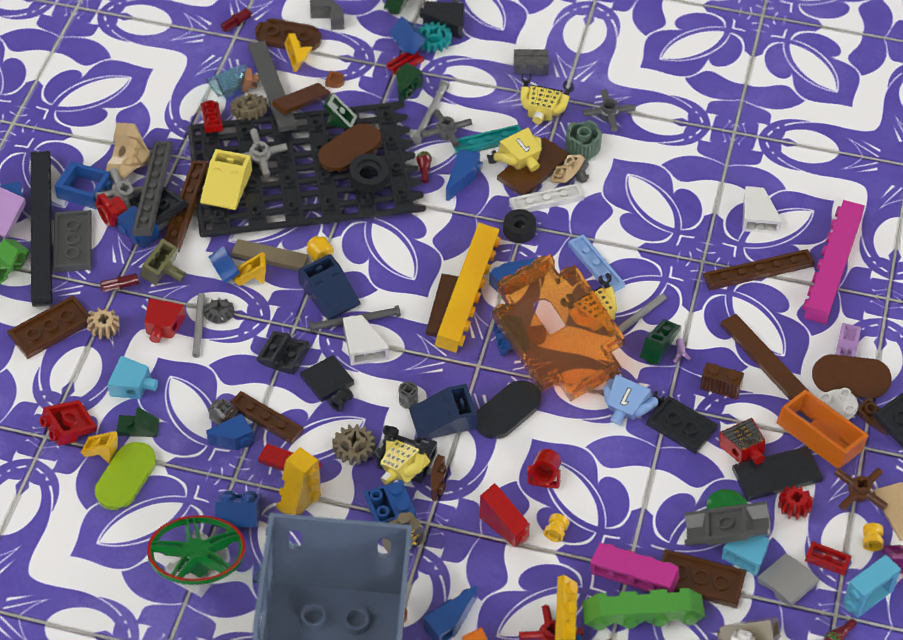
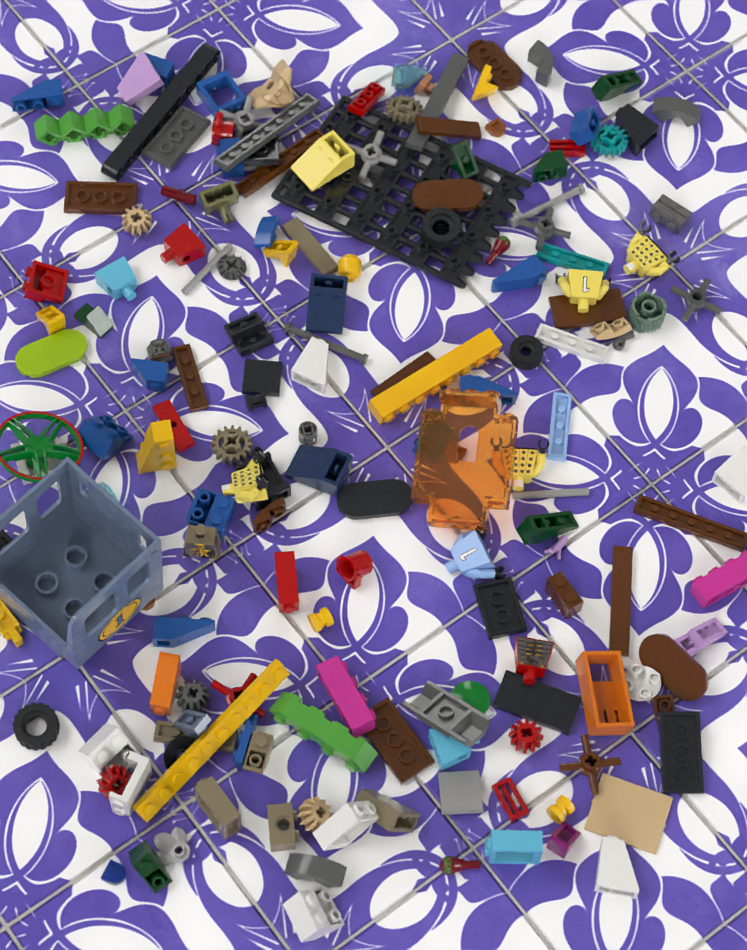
camera: 35 degrees right, 10 degrees up
(236, 20) = (463, 25): dark red axle -> none

